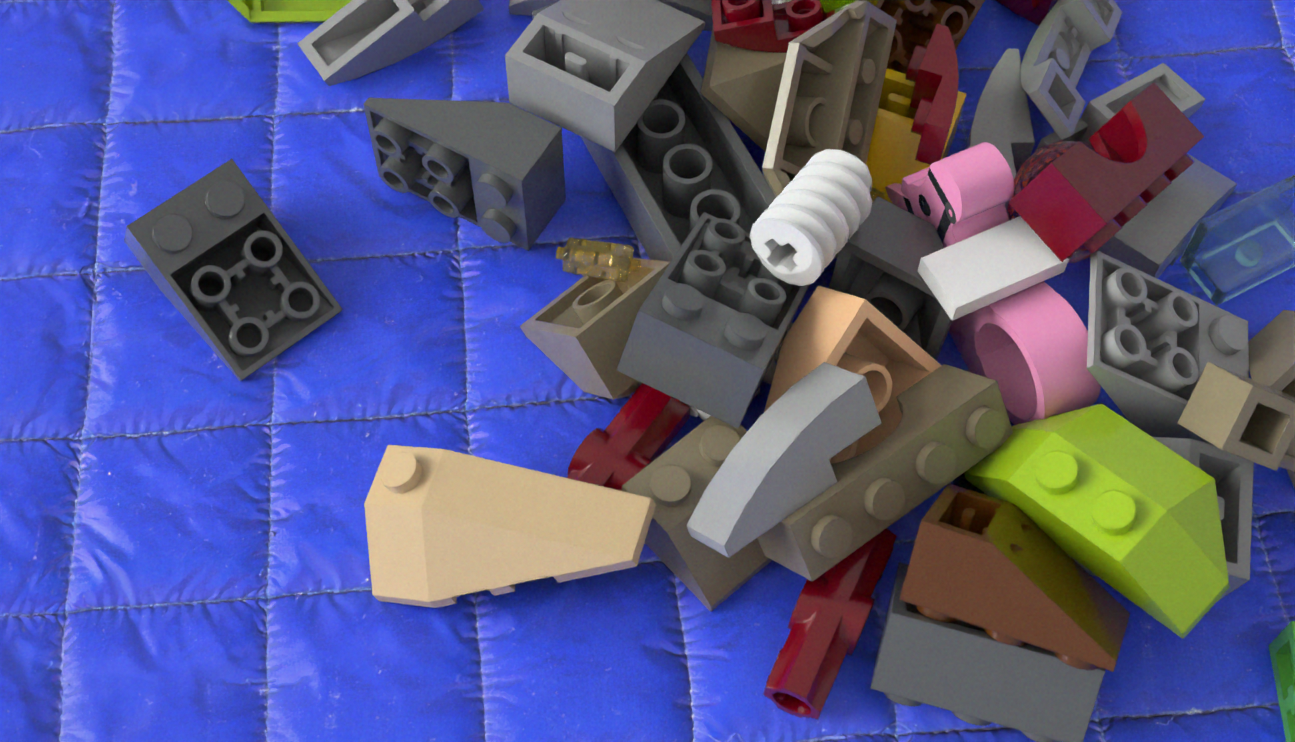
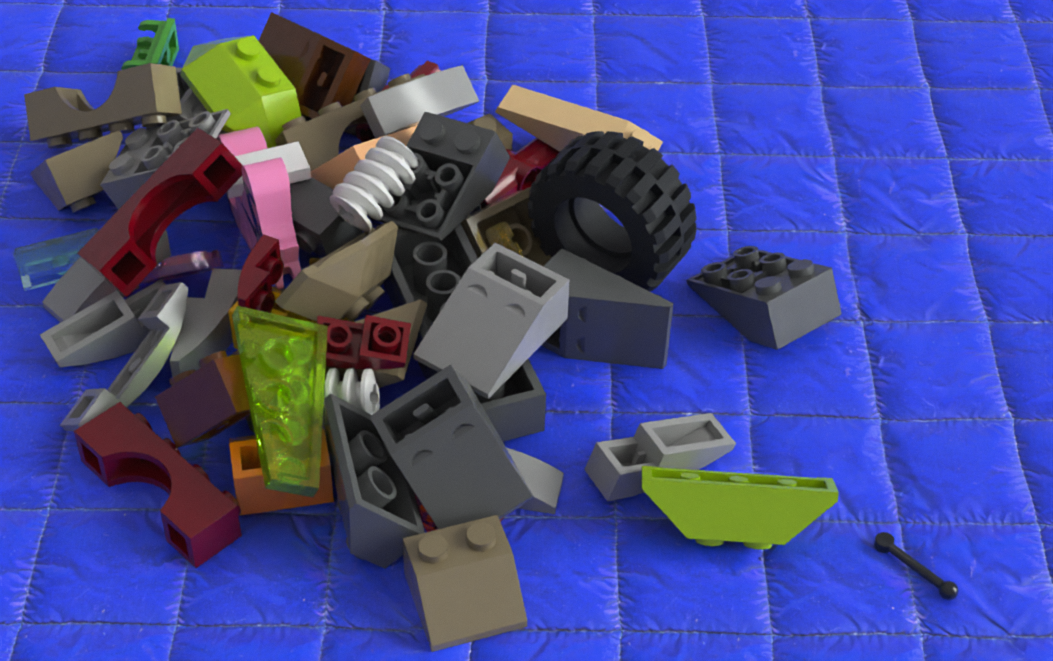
camera: 175 degrees left, 15 degrees down
(450, 253) = (630, 185): none -> black tyre

